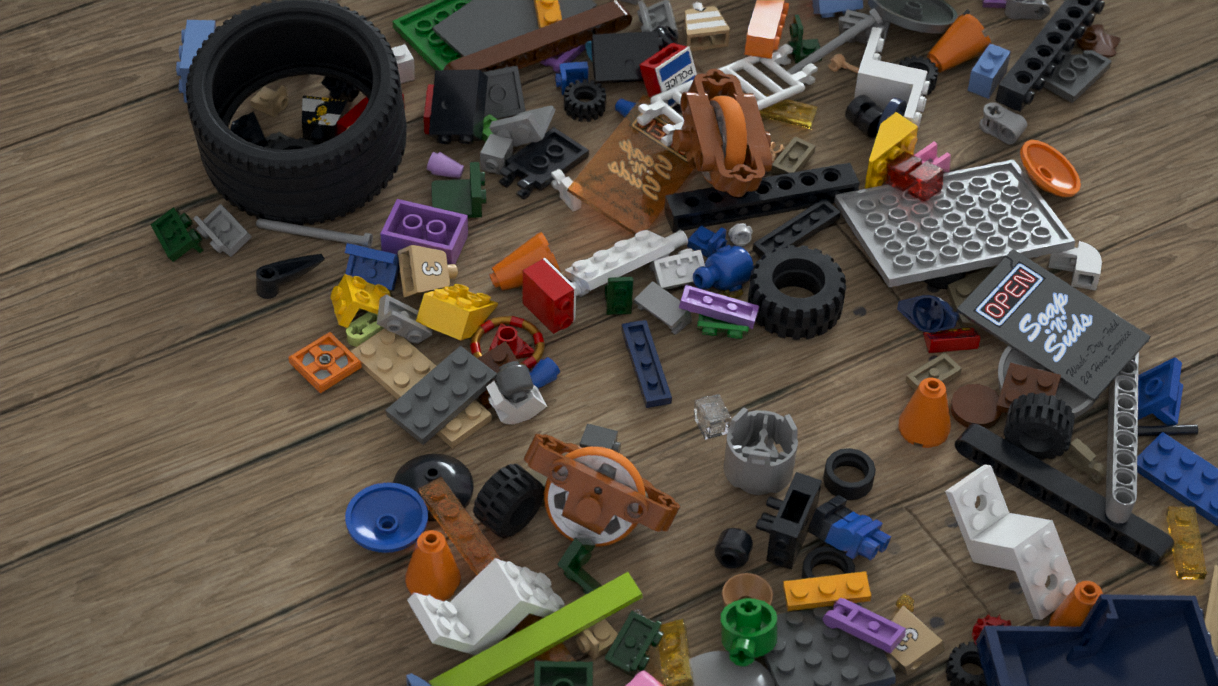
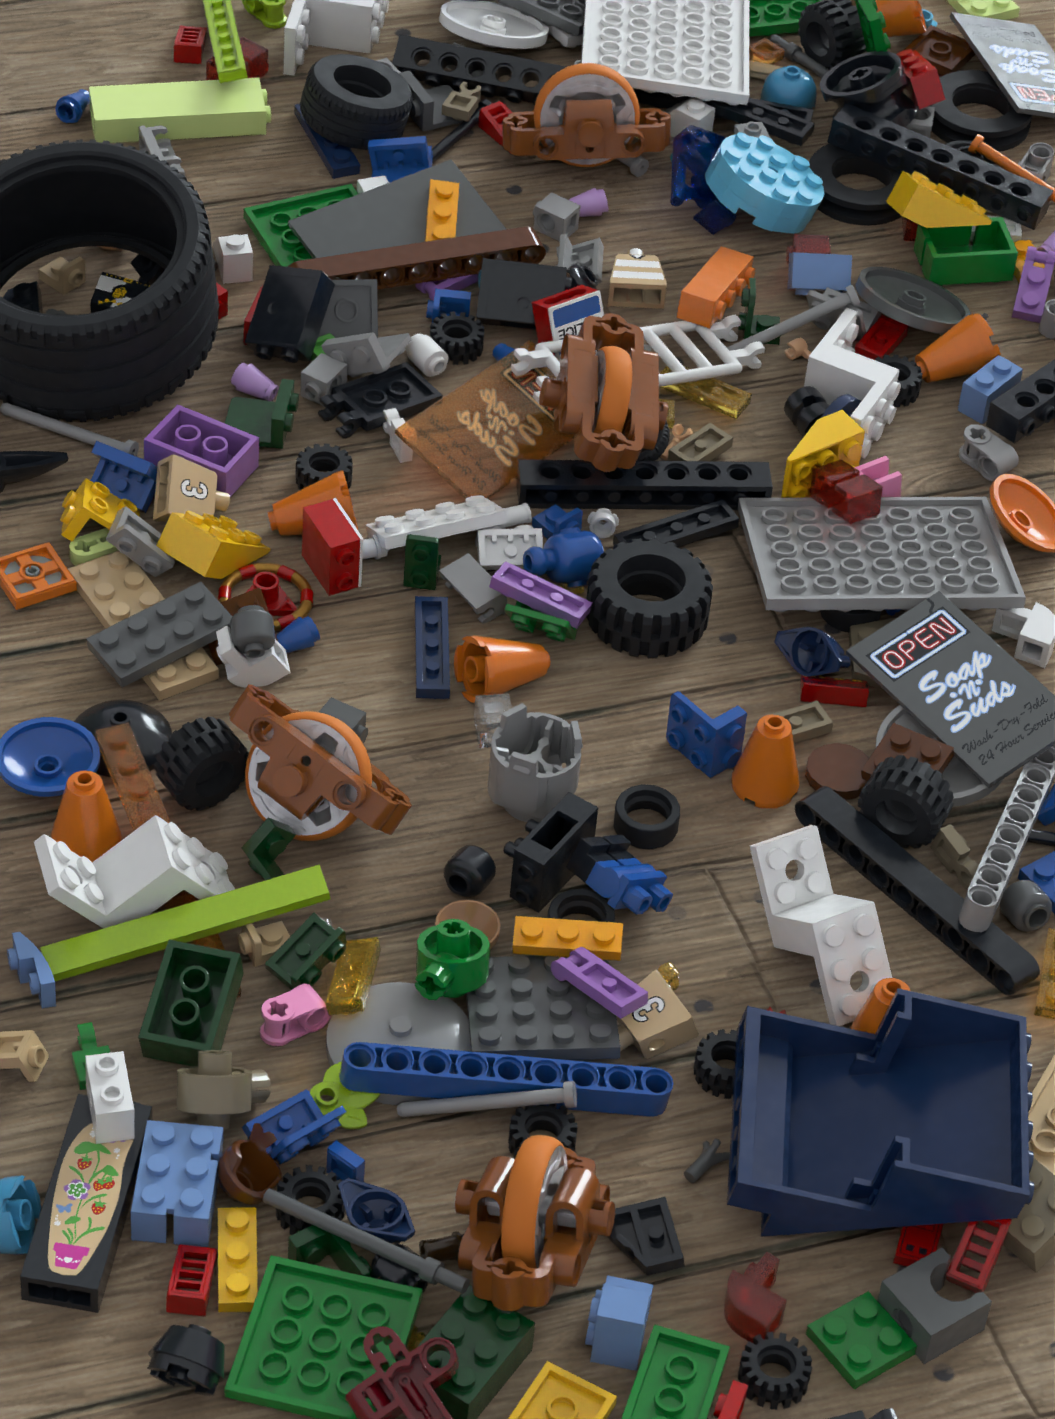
camera: 10 degrees right, 5 degrees down
(517, 220) = (322, 458): none -> black tyre
(568, 119) = (426, 355): none -> white brick
(701, 371) = (497, 665): none -> orange cone
(871, 402) = (705, 741): none -> blue bracket
(896, 44) = (881, 338): none -> red plate
(1151, 492) = (1026, 906): none -> dark grey head

